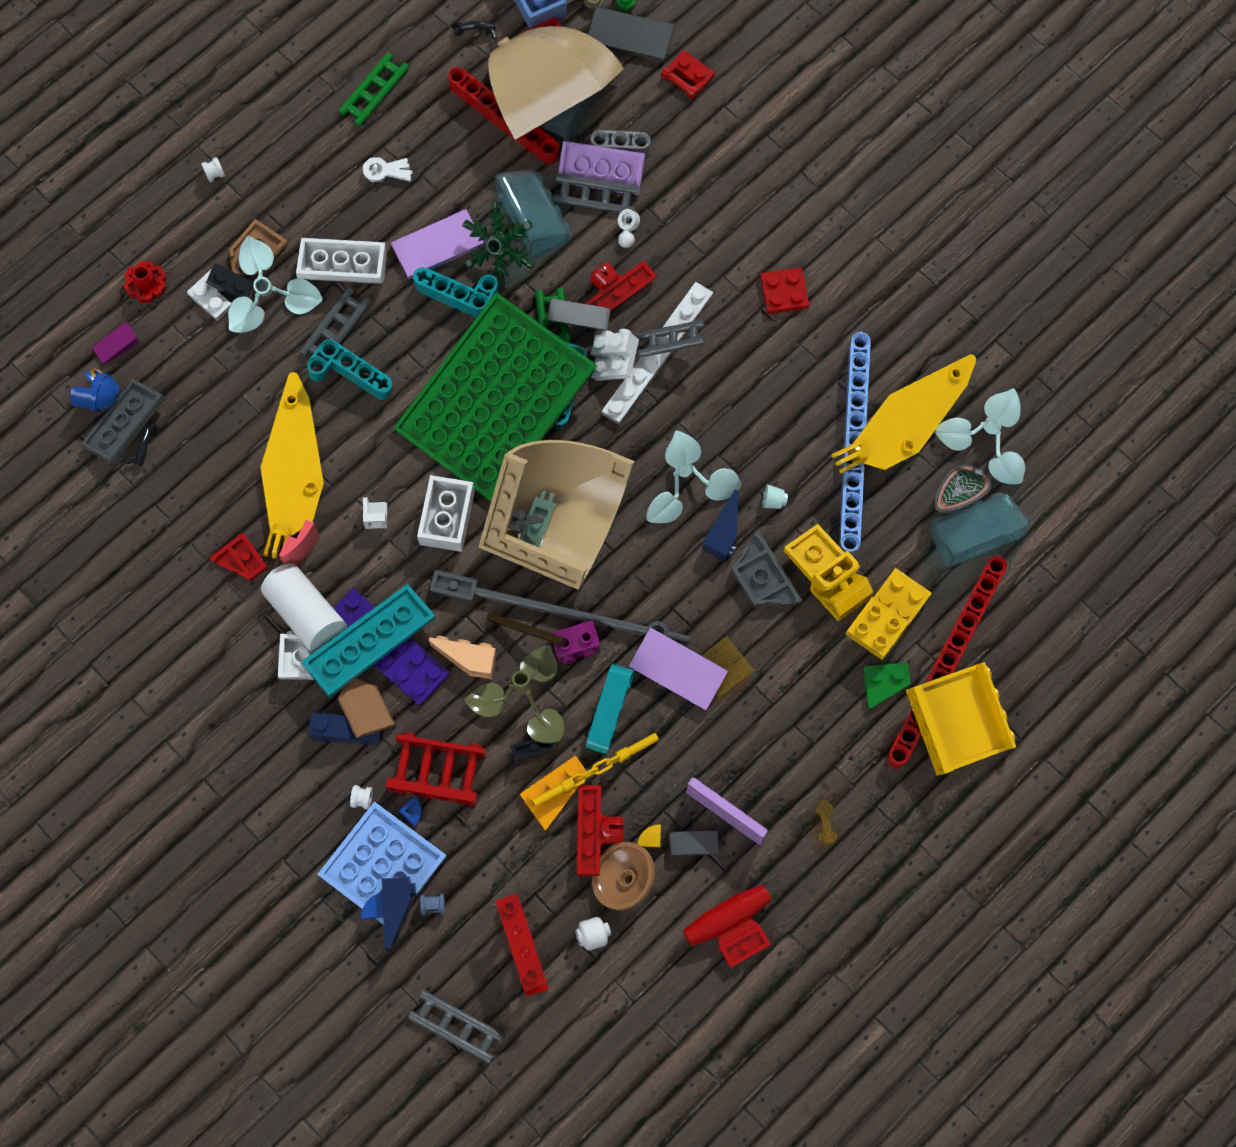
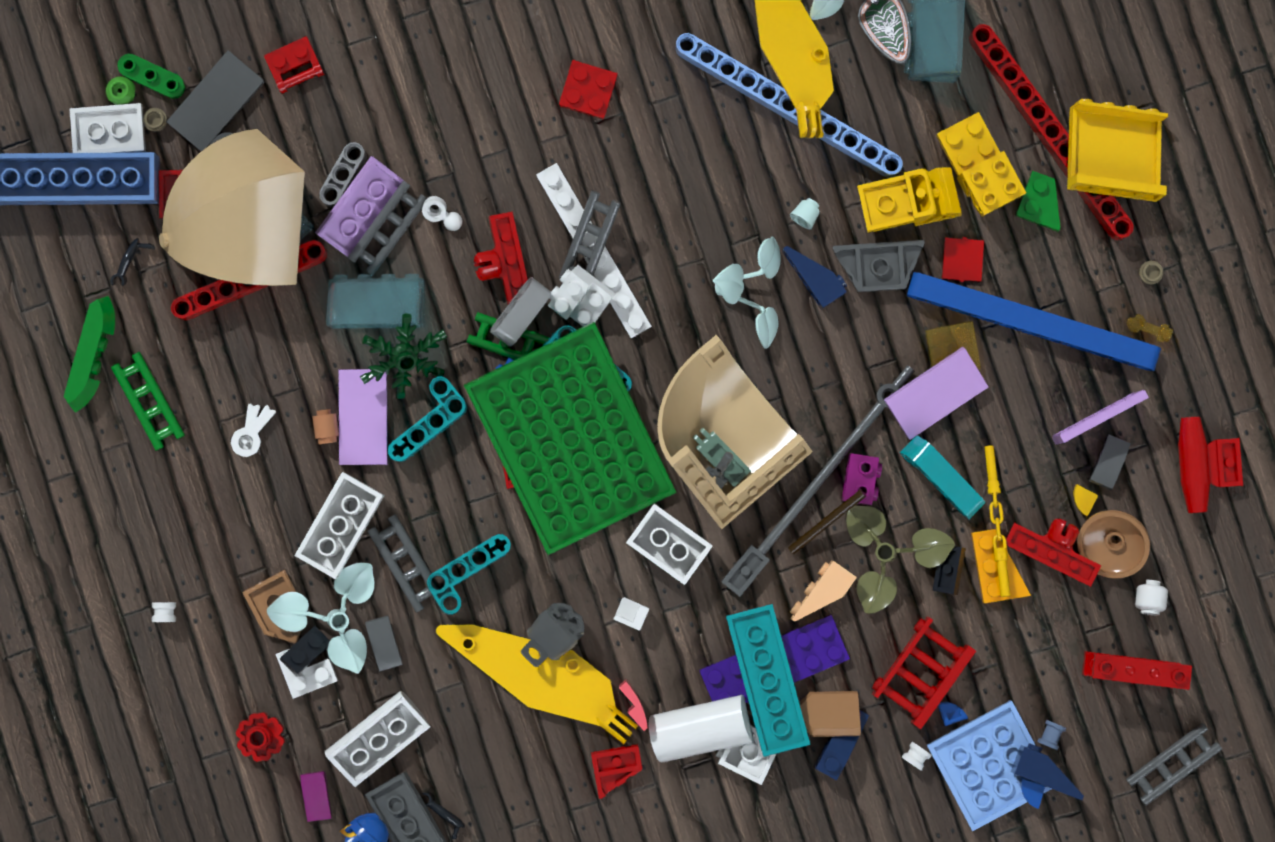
camera: 70 degrees left, 15 degrees up
(182, 364) = (377, 738): none -> white brick
(262, 337) = (383, 643): none -> dark grey slope
(330, 457) = (554, 633): none -> dark grey piece
(390, 31) = (86, 363): none -> green brick
(415, 219) = (325, 426): none -> nougat brick
(781, 724) = (1033, 321): none -> blue beam
(803, 642) = (963, 259): none -> red piece
(874, 802) = (1151, 272): none -> dark tan plate

